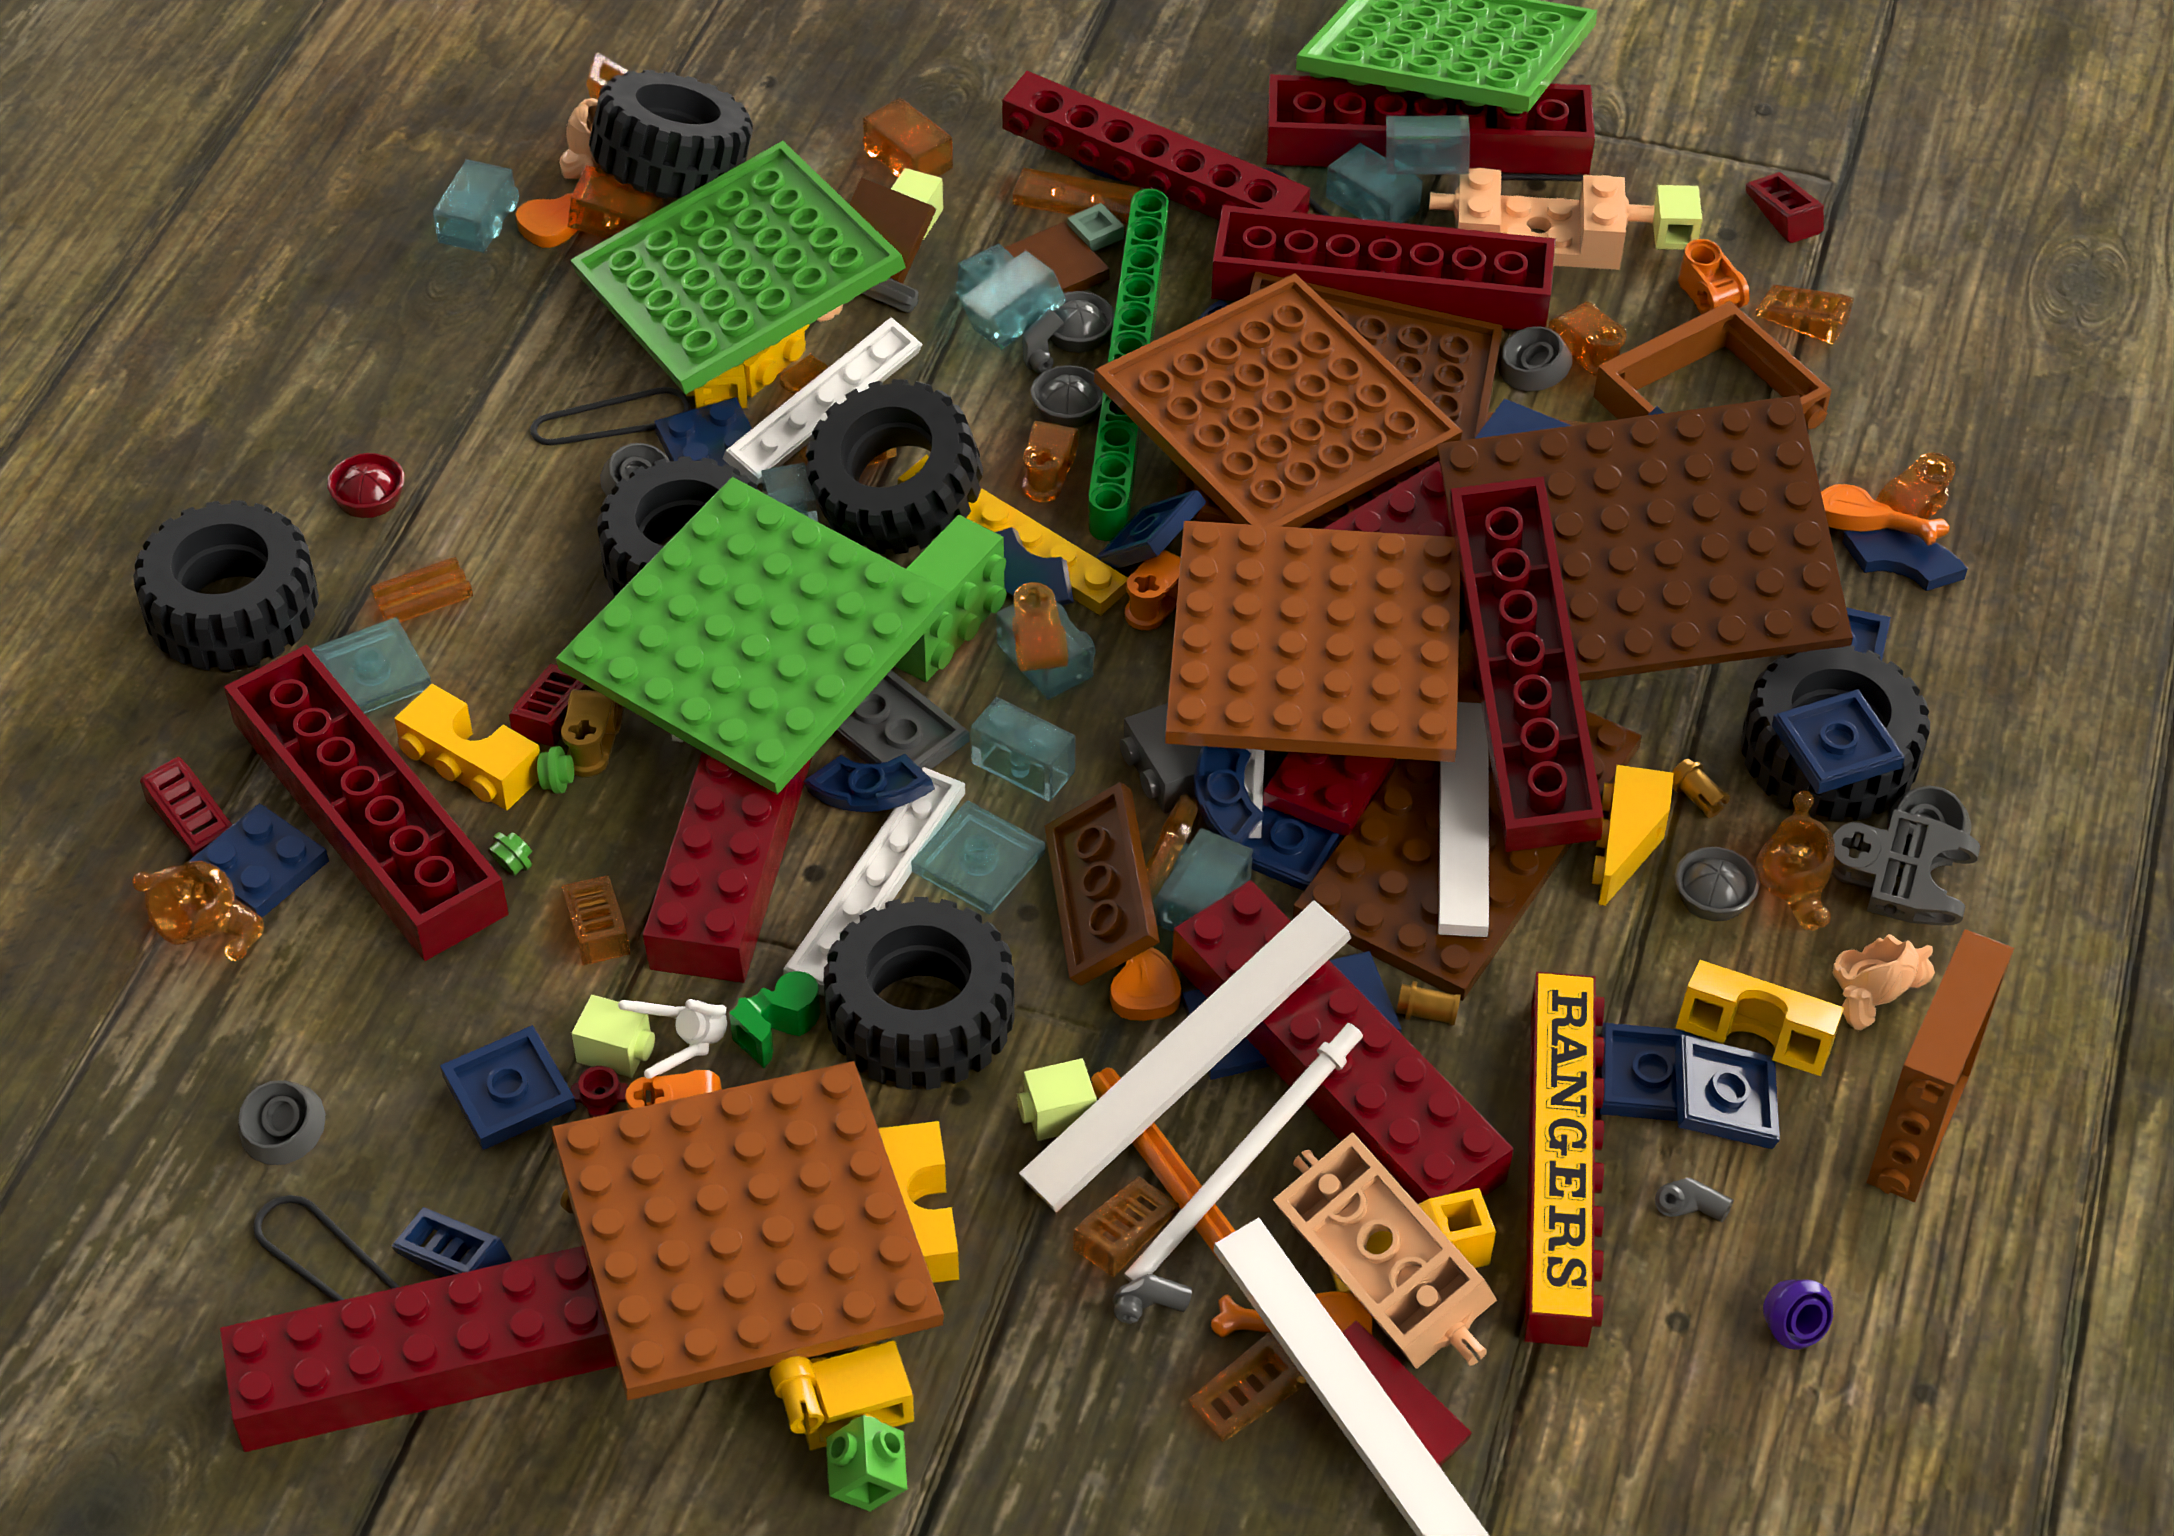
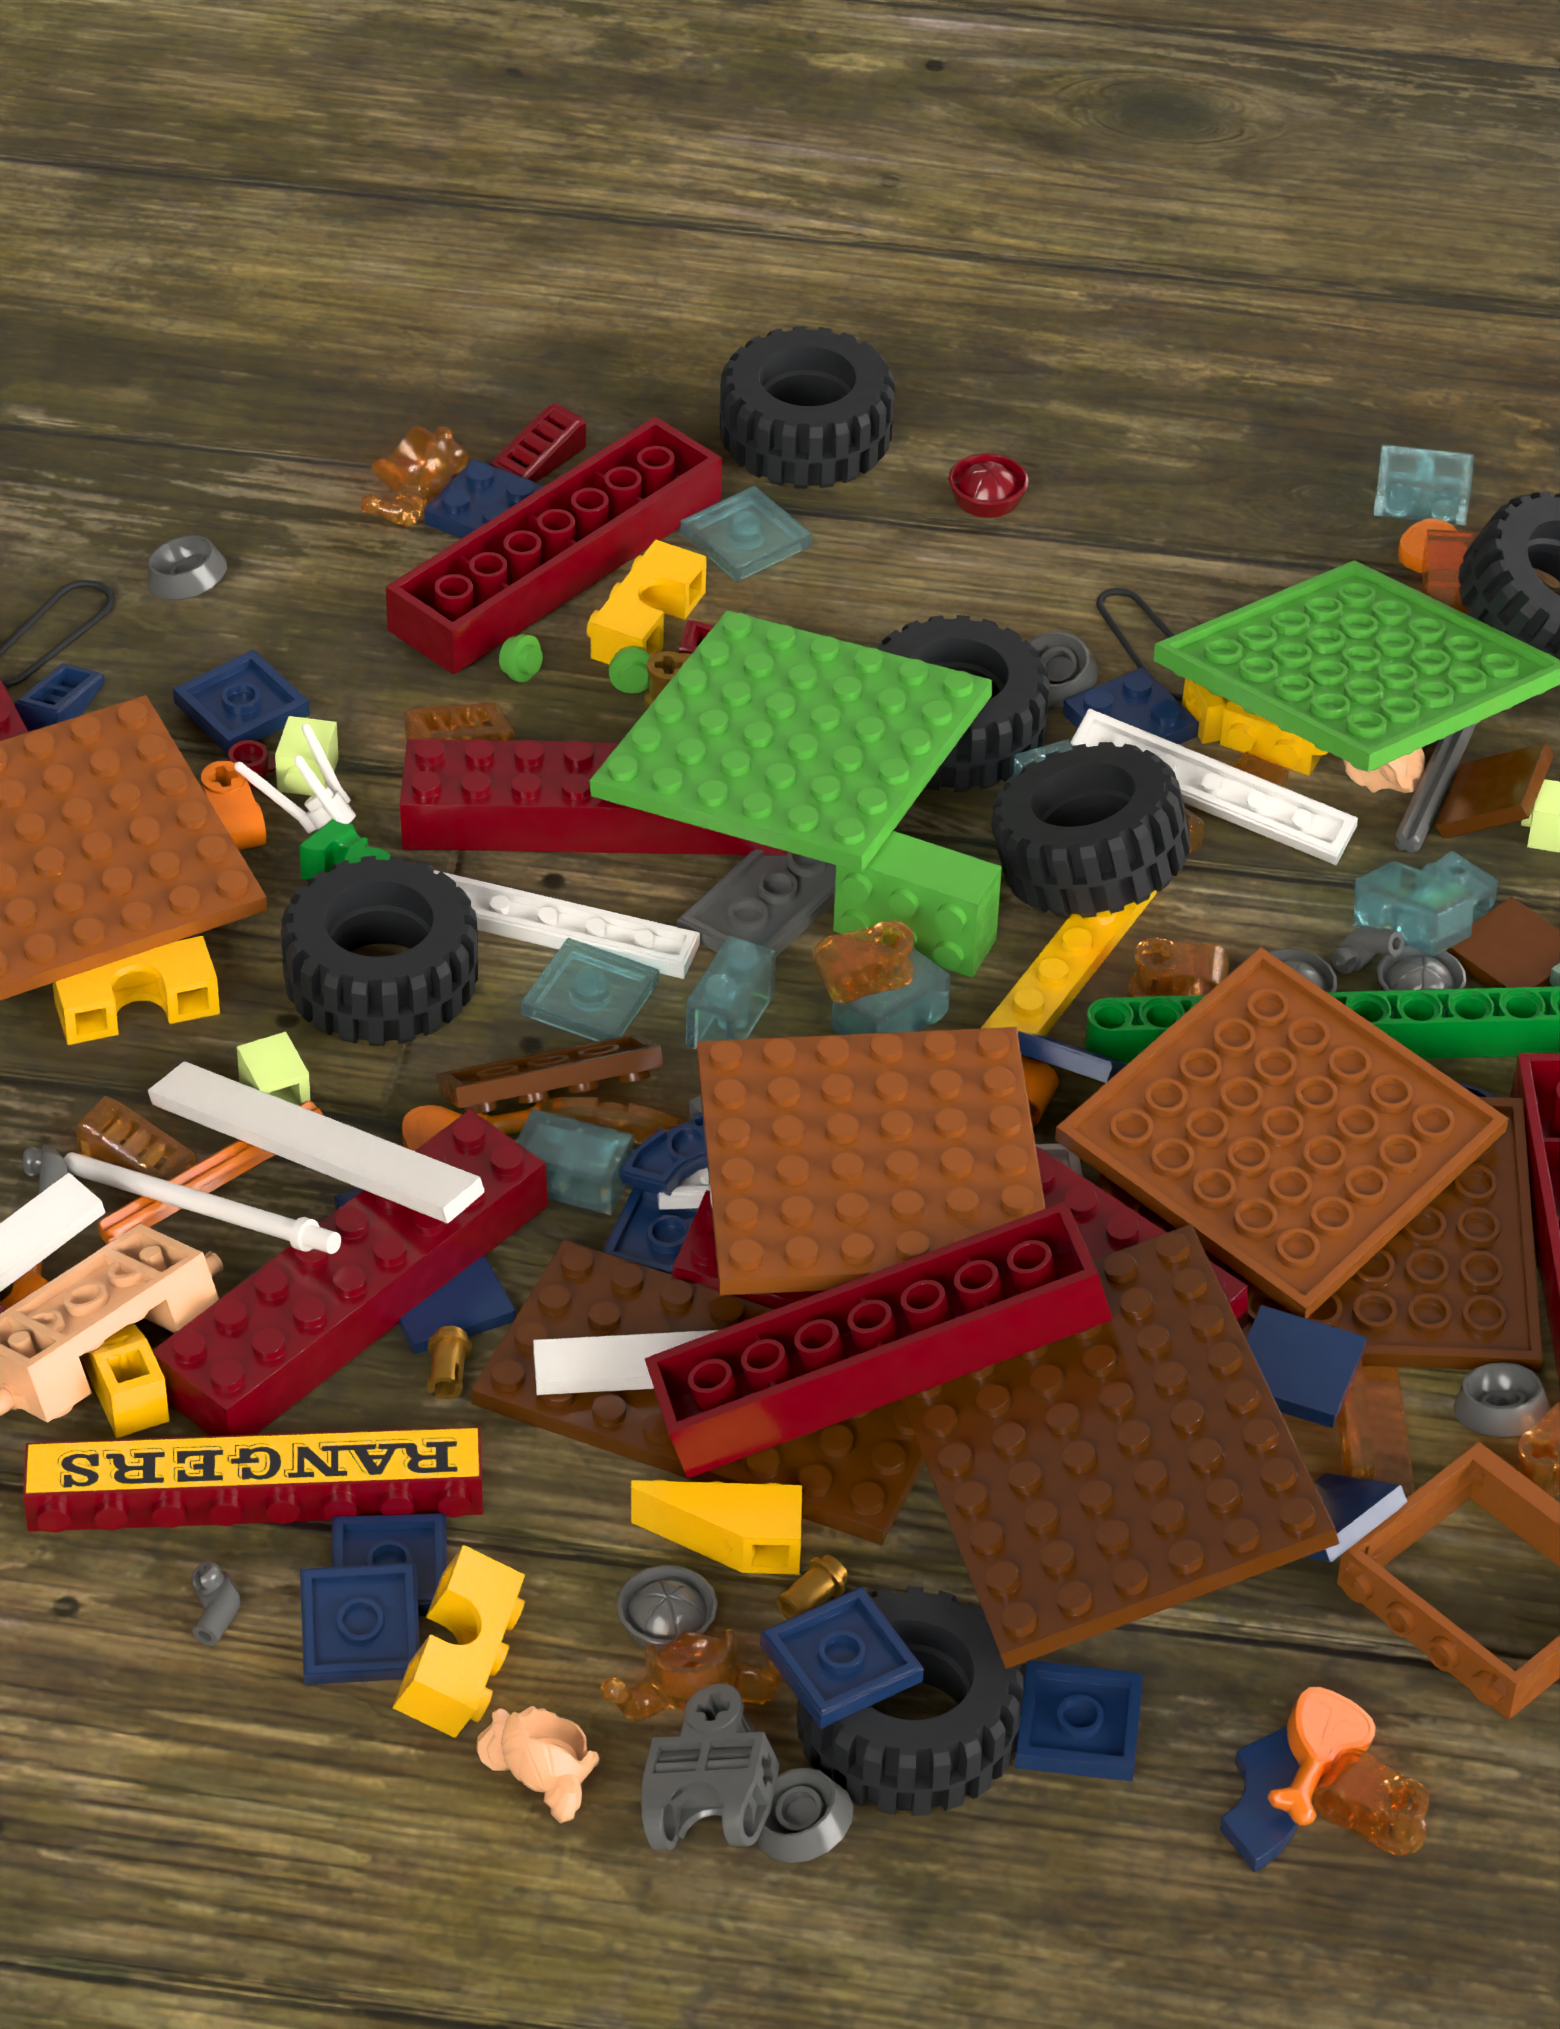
camera: 80 degrees right, 5 degrees down
(418, 586) = (863, 546): clear orange tile -> none
(869, 786) = (660, 892): dark blue tile -> none
(1026, 567) = (997, 972): dark blue tile -> none
(1798, 1312) = (63, 1686): dark purple cone -> none
(1939, 1065) = (332, 1810): dark orange window -> none

